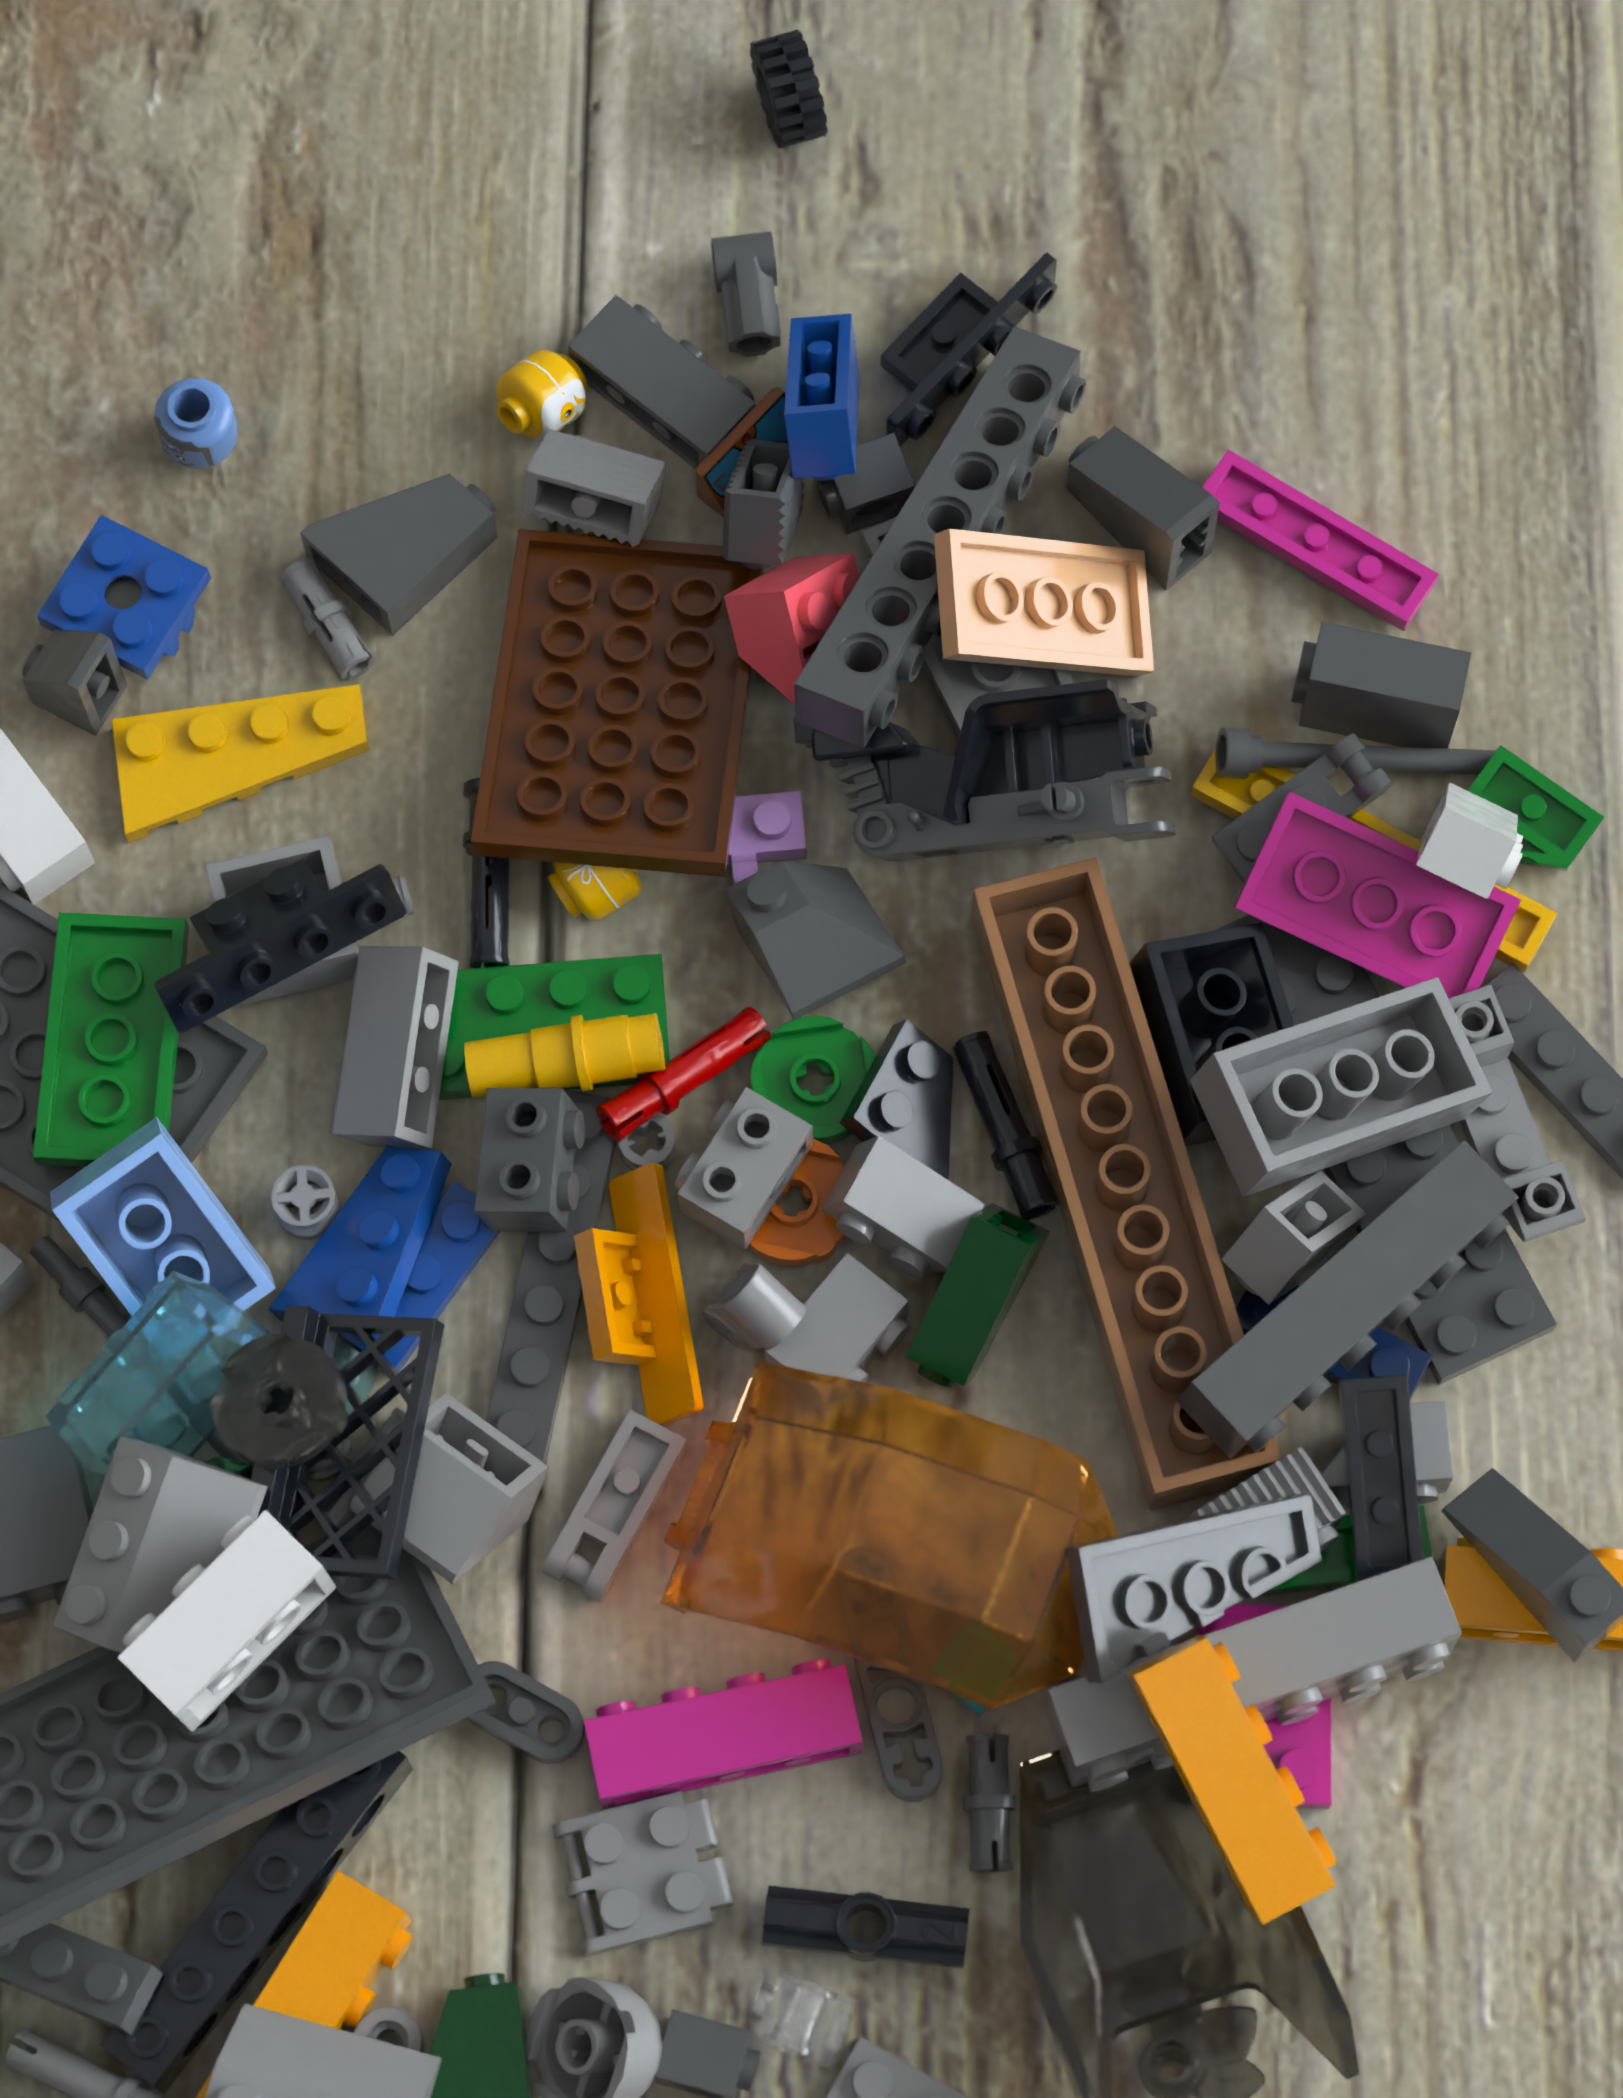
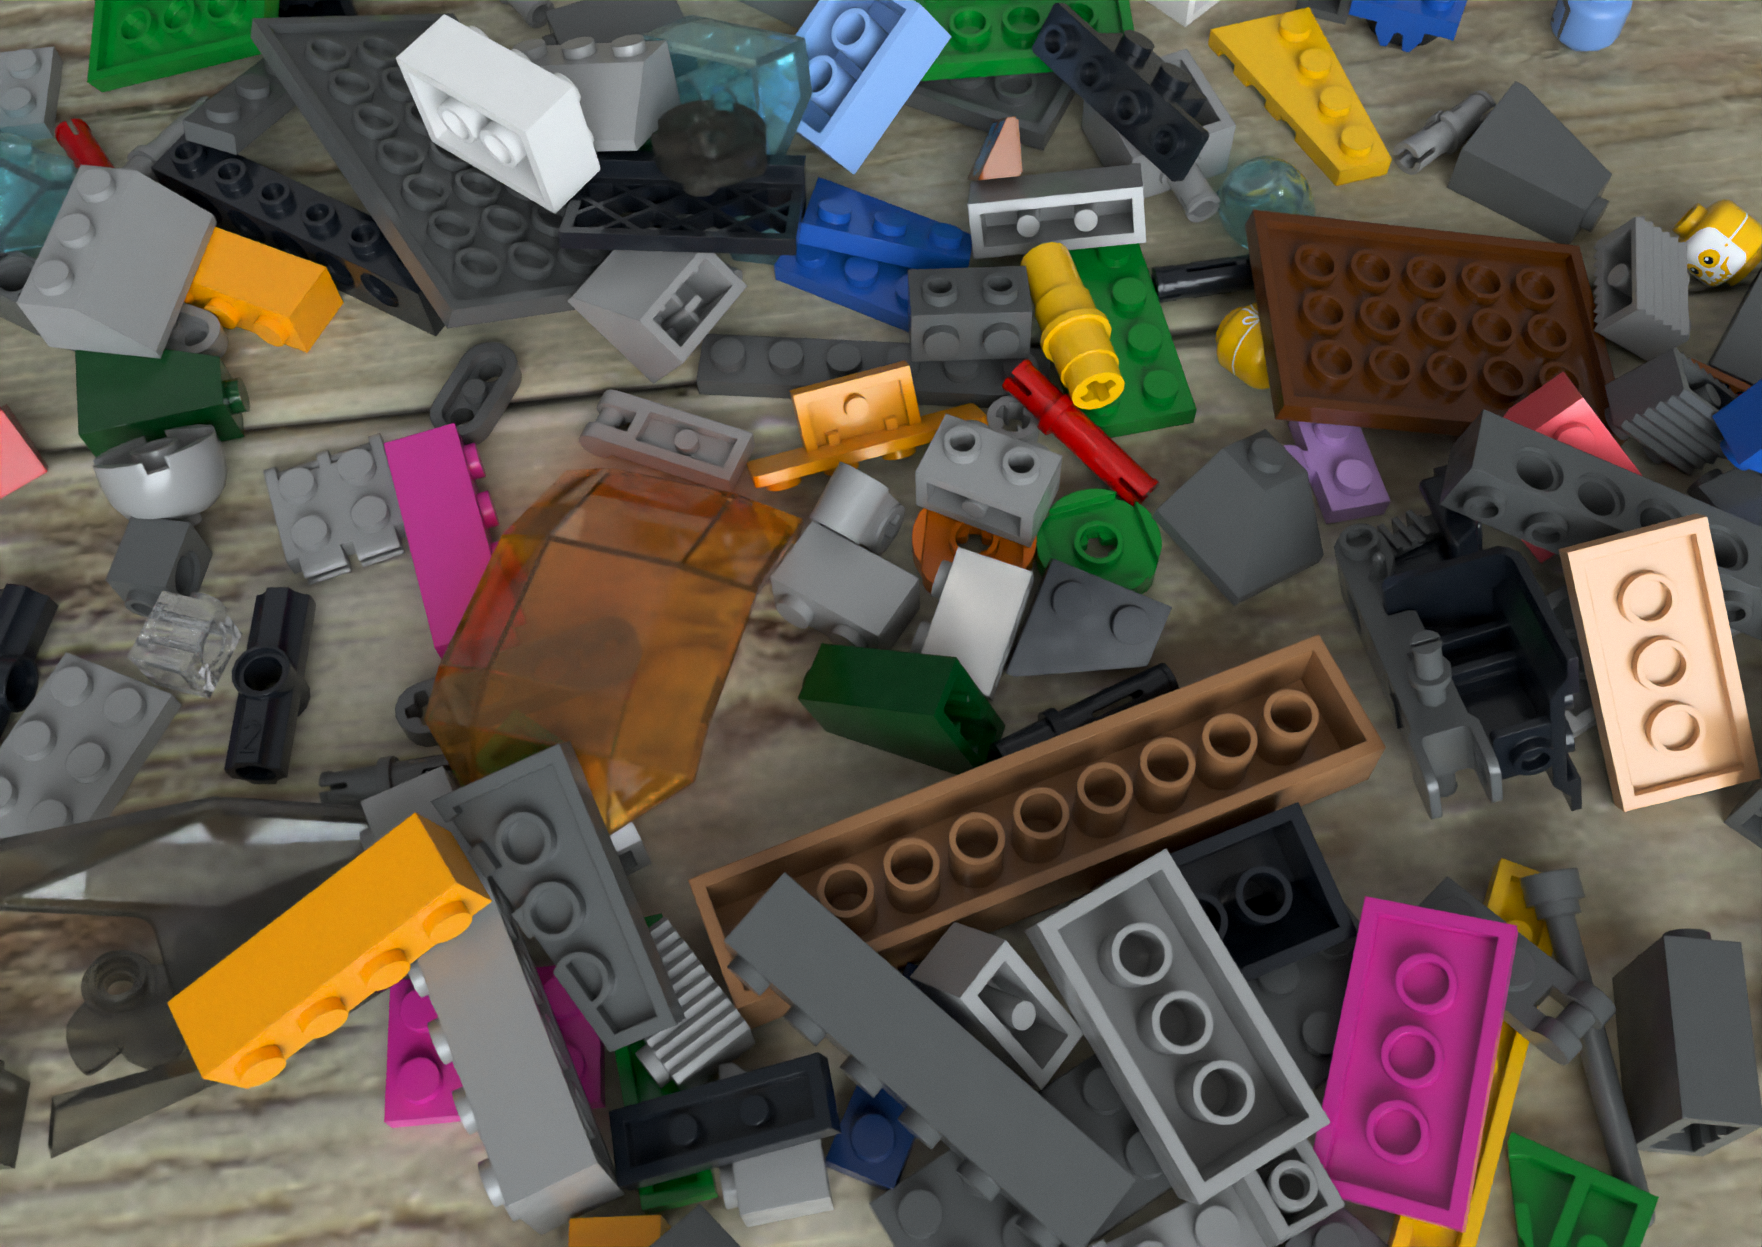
camera: 85 degrees right, 10 degrees down
(302, 1188) = (915, 182): light grey wheel -> none
(305, 1100) = (1000, 152): none -> slope
(401, 827) = (1263, 185): none -> clear light blue hat
(1471, 842) = (1514, 1144): white brick -> none

